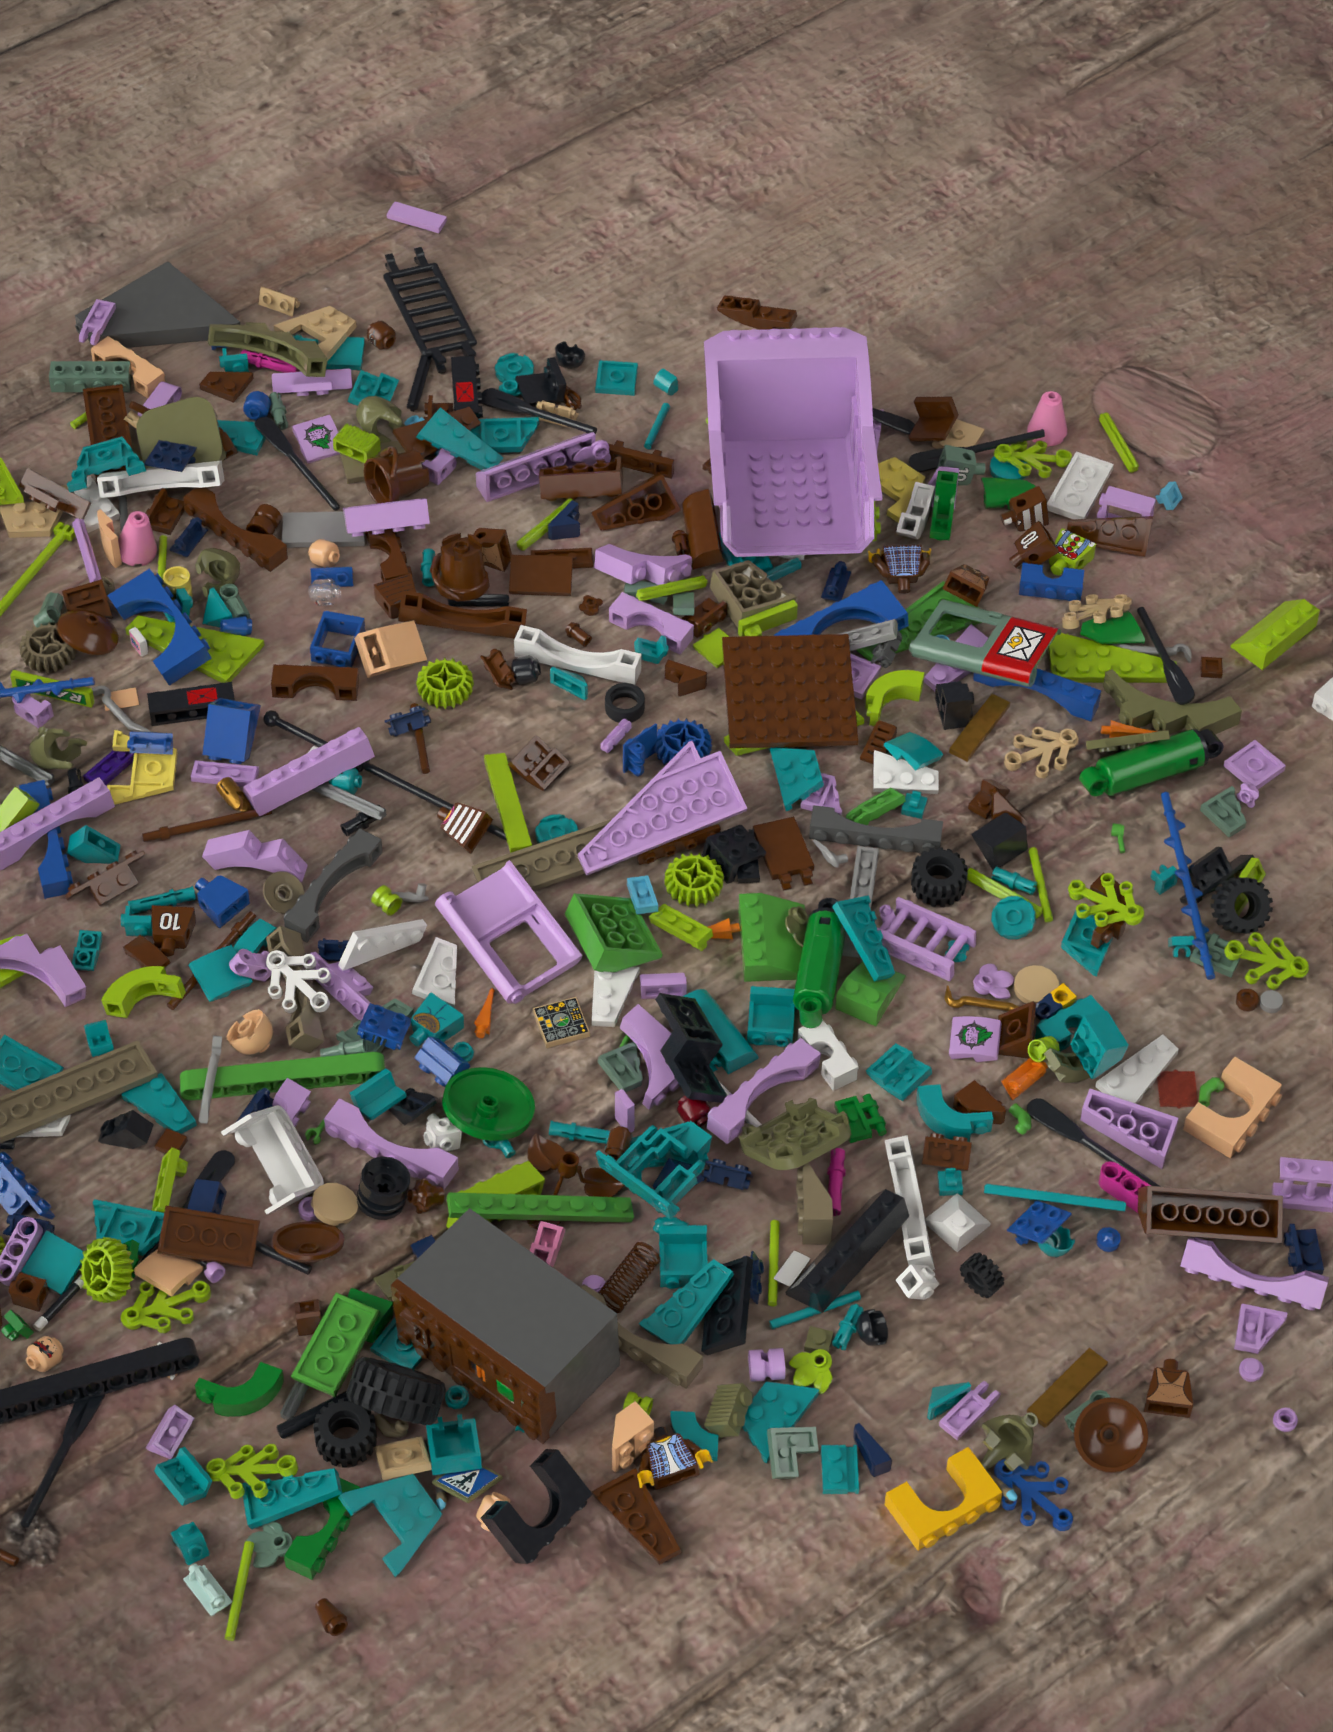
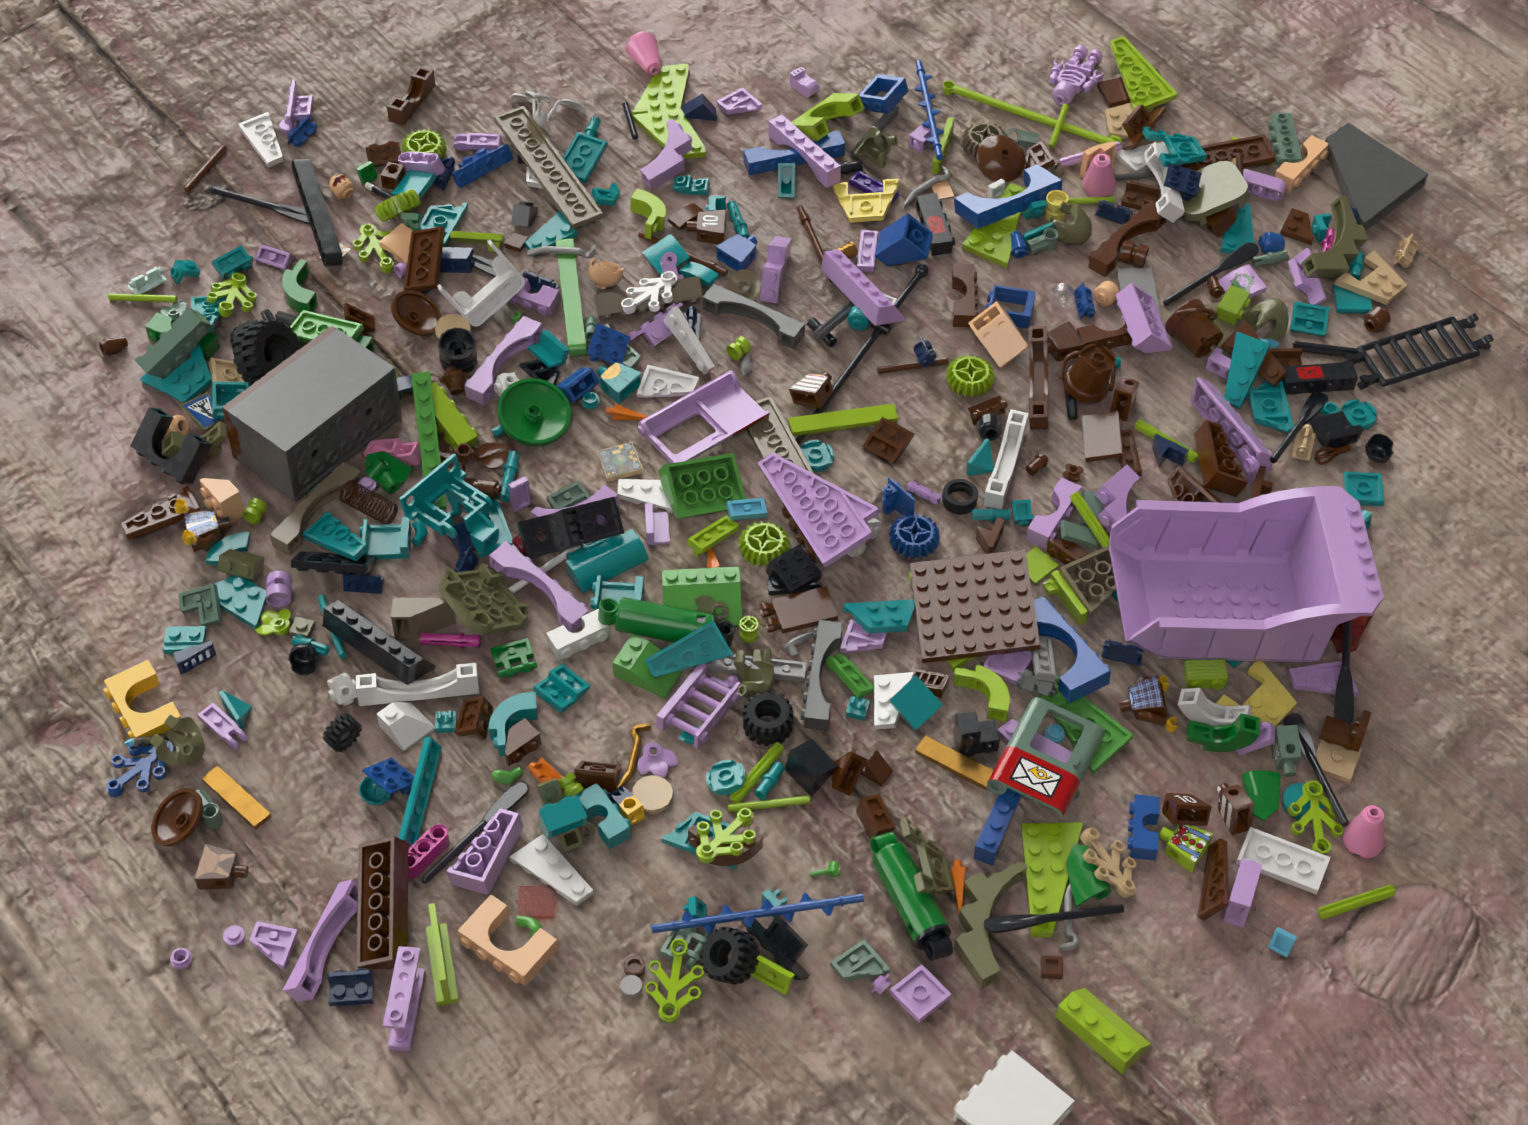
camera: 90 degrees right, 0 degrees up
(34, 574) = (1058, 127): none -> lime bar
(97, 321) = (1338, 132): lavender hinge -> none
(110, 883) = (753, 192): reddish brown bracket -> none
(150, 743) = (880, 195): blue hinge -> none
(318, 461) = (1215, 289): none -> reddish brown pin
(366, 1511) = (174, 344): none -> sand green wedge
(526, 1482) = (173, 441): none -> olive arch
(580, 1257) = (387, 471): none -> green panel
(651, 677) = (990, 514): none -> teal axle
(752, 314) = (1471, 590): reddish brown slope -> none
(773, 1262) = (368, 599): lime bar -> none
(792, 1268) = (371, 611): white sticker -> none
(815, 892) = (748, 629): none -> lime wheel
(886, 881) = (755, 679): none -> olive piece
(967, 584) = (1127, 751): reddish brown torso -> none
(975, 1038) = (593, 743): lavender slope -> none
(1057, 791) = (874, 816): none -> reddish brown hinge
(1065, 739) = (929, 813): tan plant -> none
(1108, 1239) = (377, 832): blue tile -> none
(1260, 1169) = (441, 960): none -> lime fence

